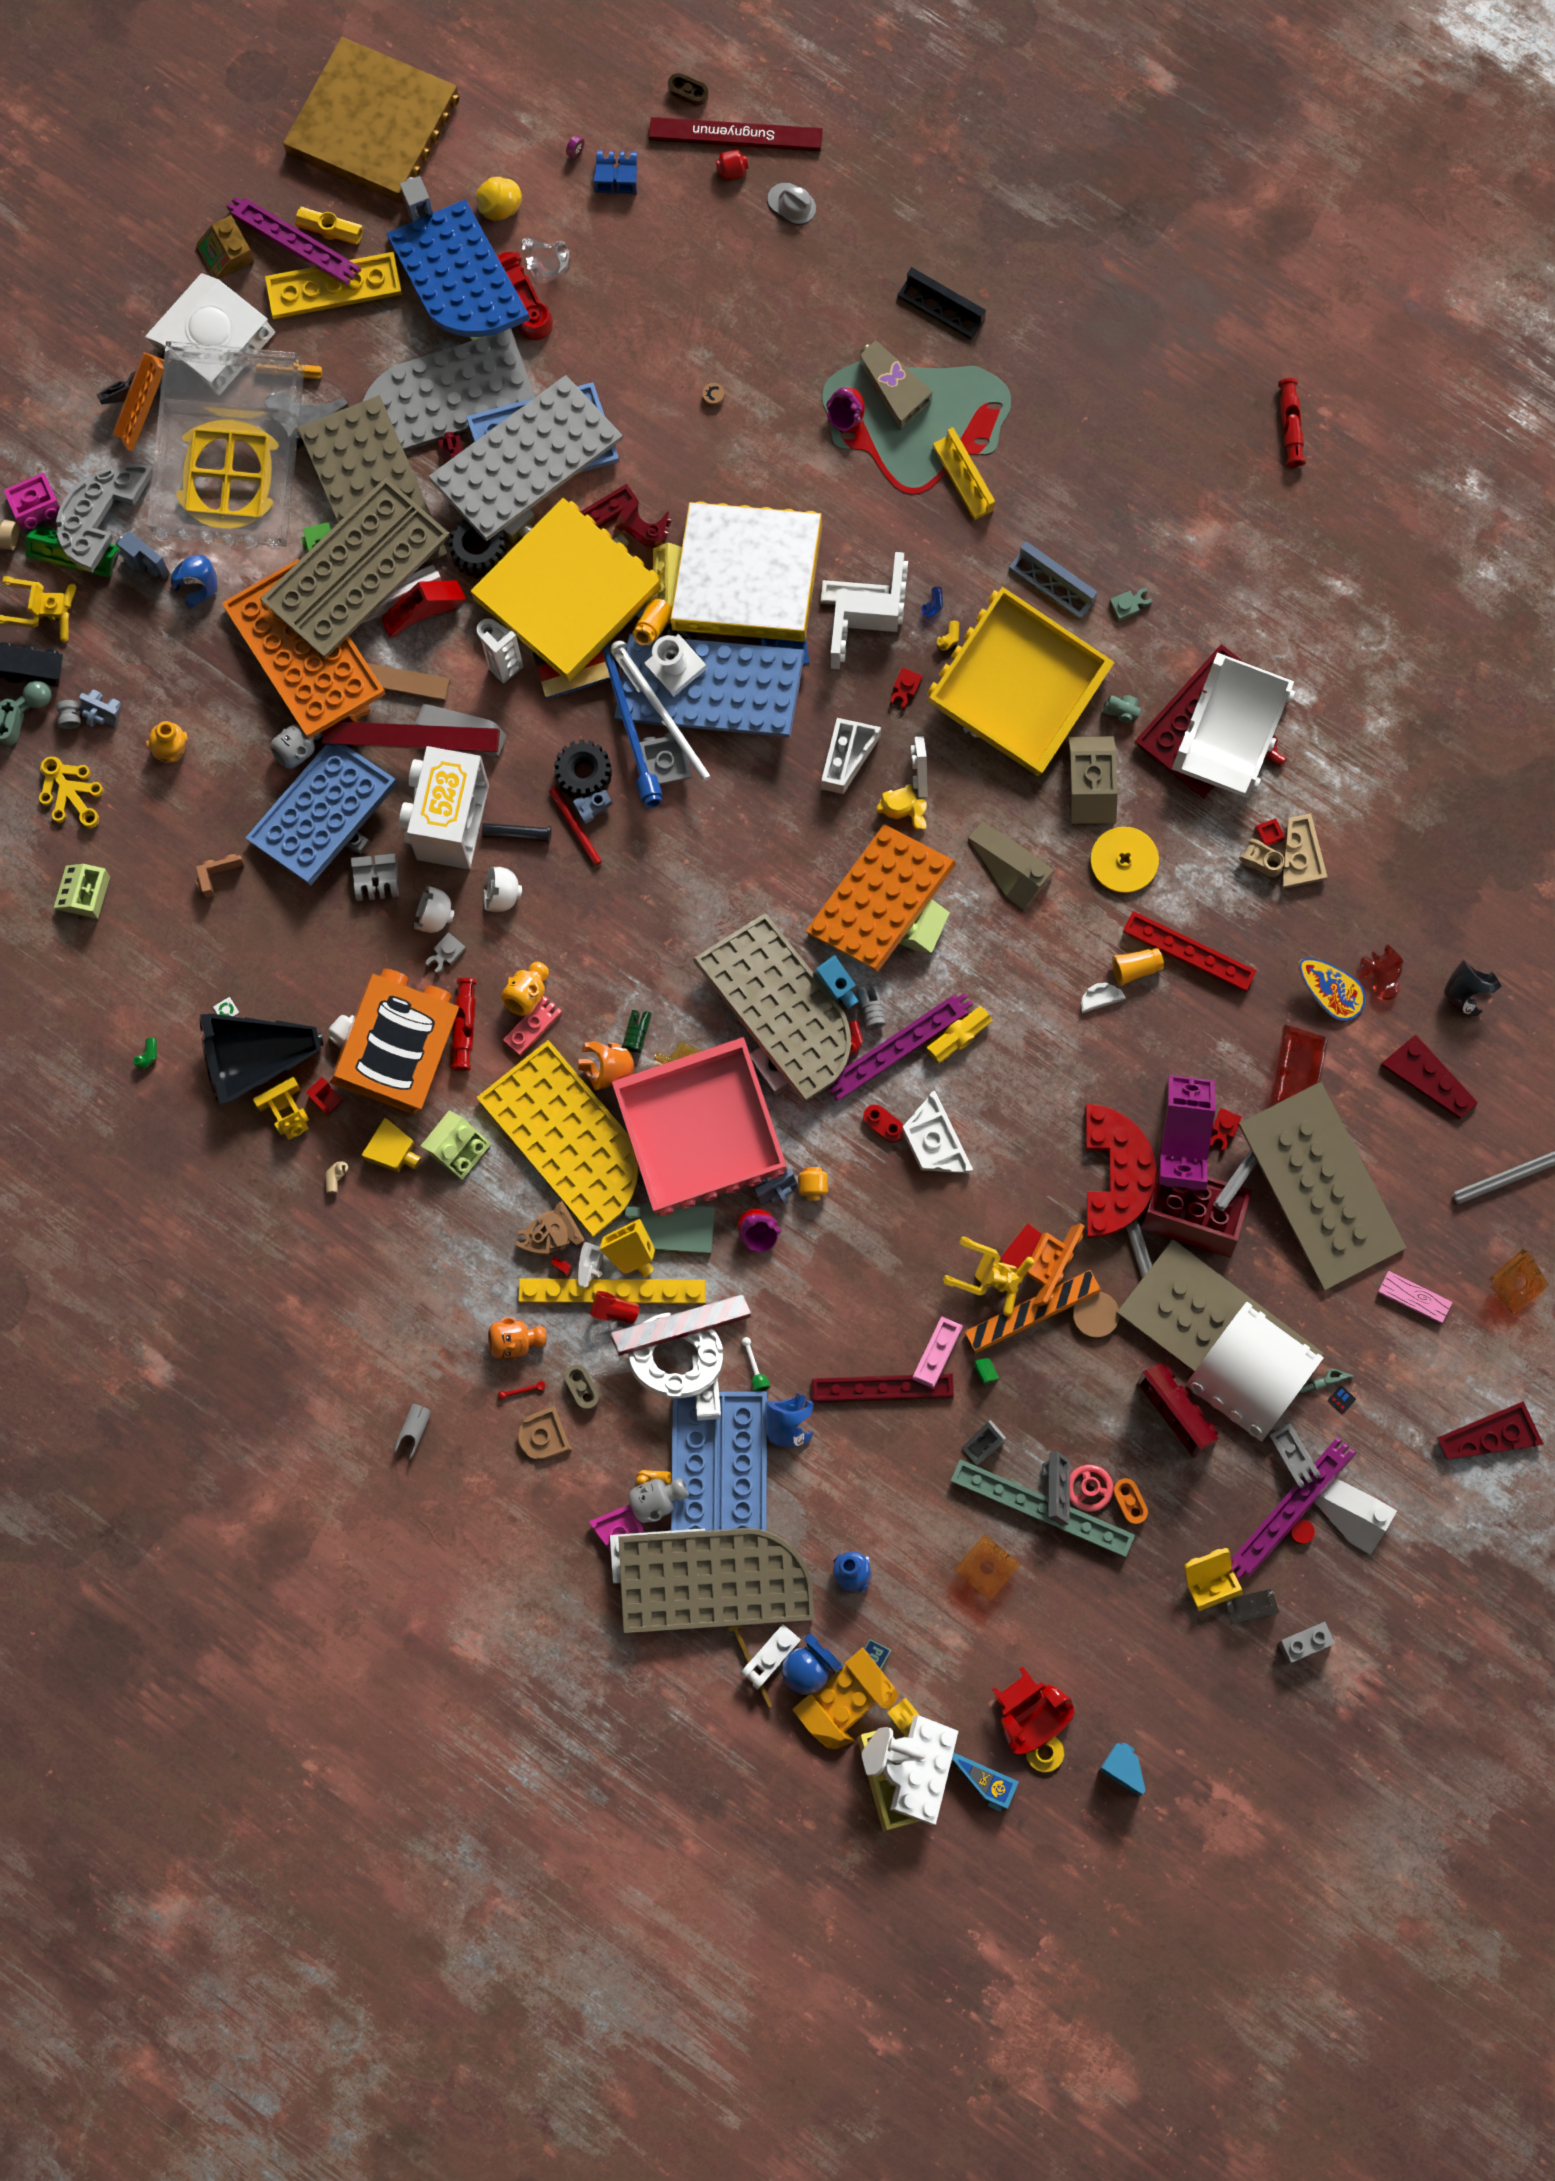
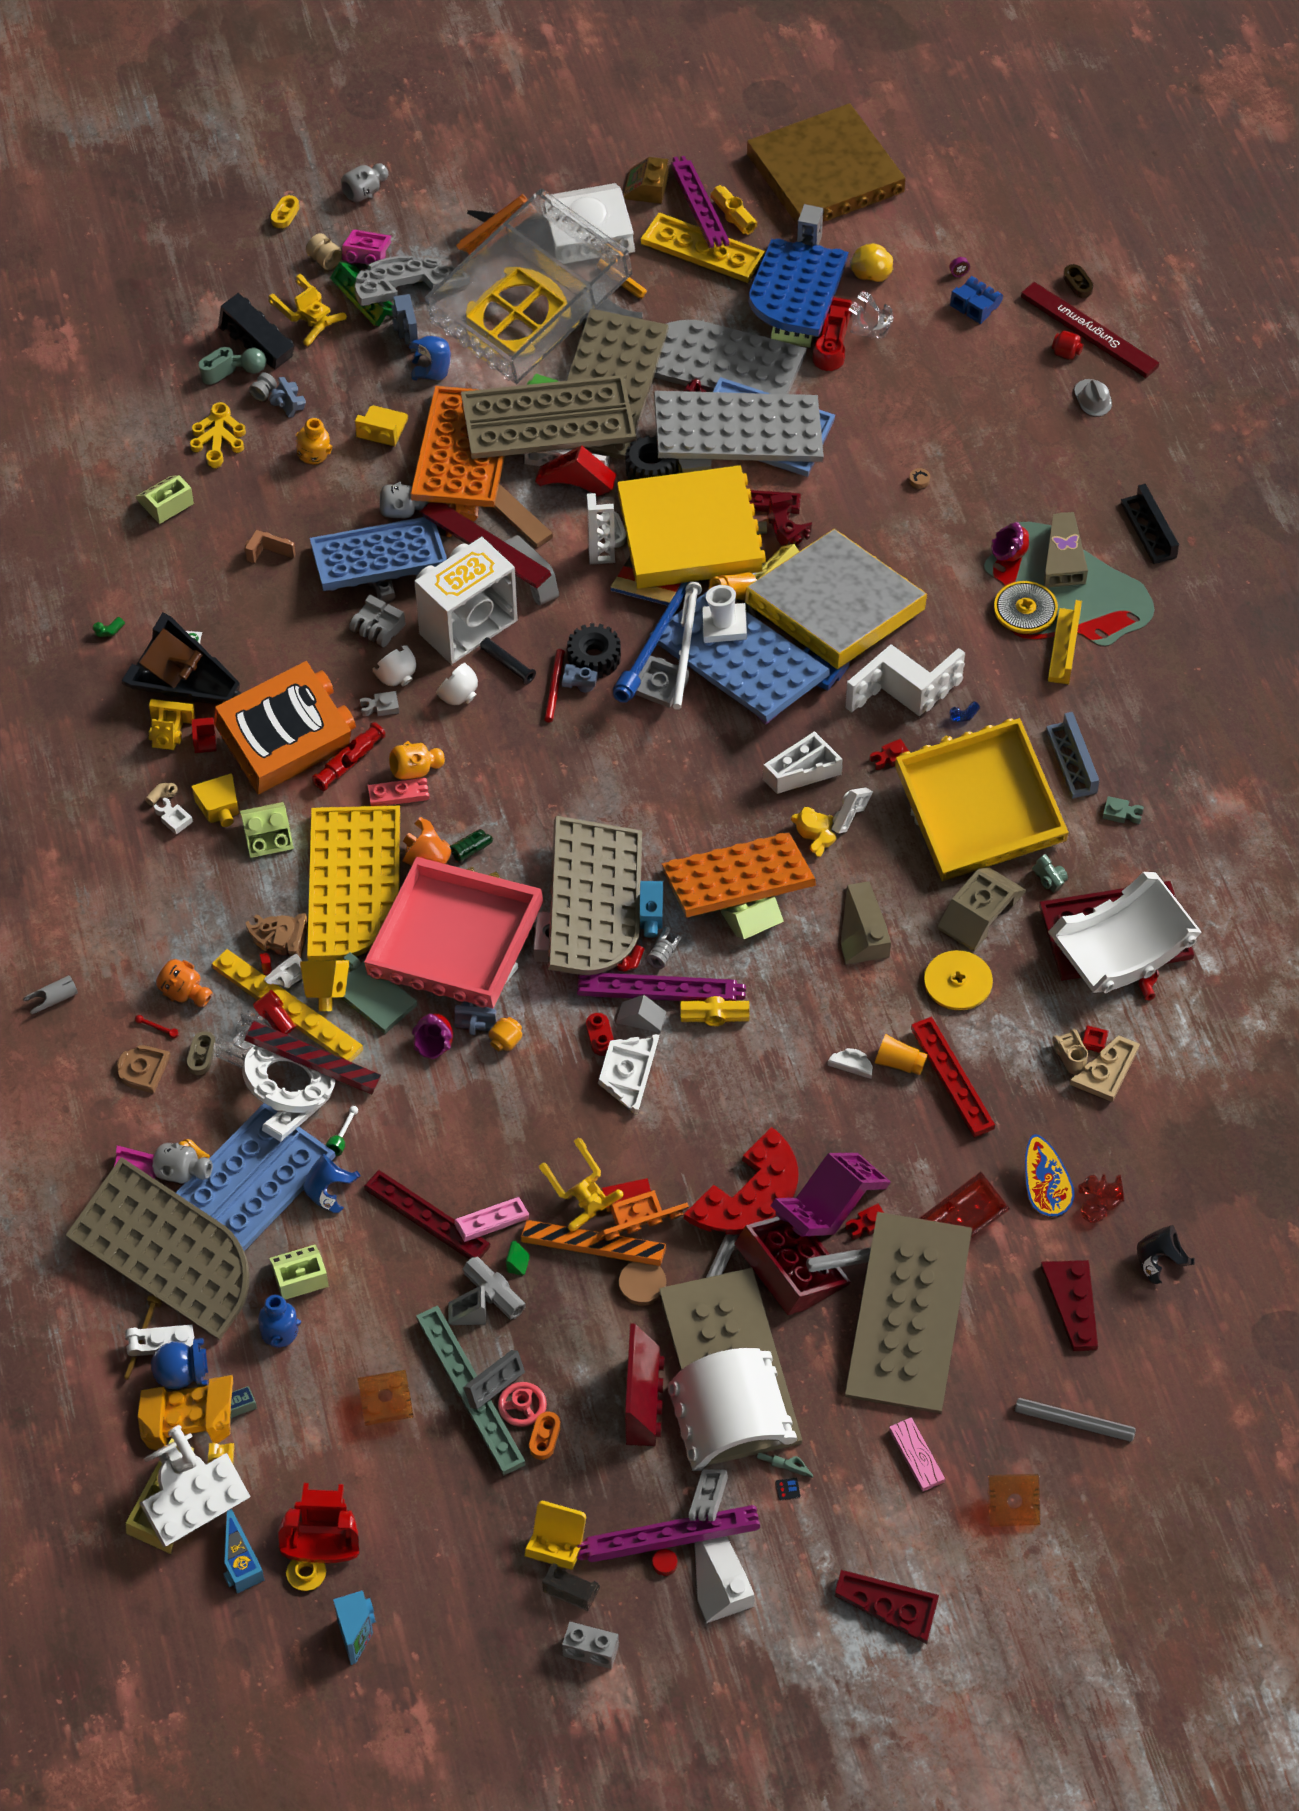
camera: 35 degrees right, 20 degrees down
(207, 676) = (381, 425): none -> yellow bracket
(240, 1051) = (170, 659): none -> reddish brown plate
(368, 1191) = (174, 818): none -> white plate
(826, 1513) = (299, 1272): none -> yellowish green slope
(902, 1081) = (642, 1014): none -> light grey slope
(904, 477) = (1036, 597): none -> piece
(988, 1408) = (496, 1287): none -> light grey piece

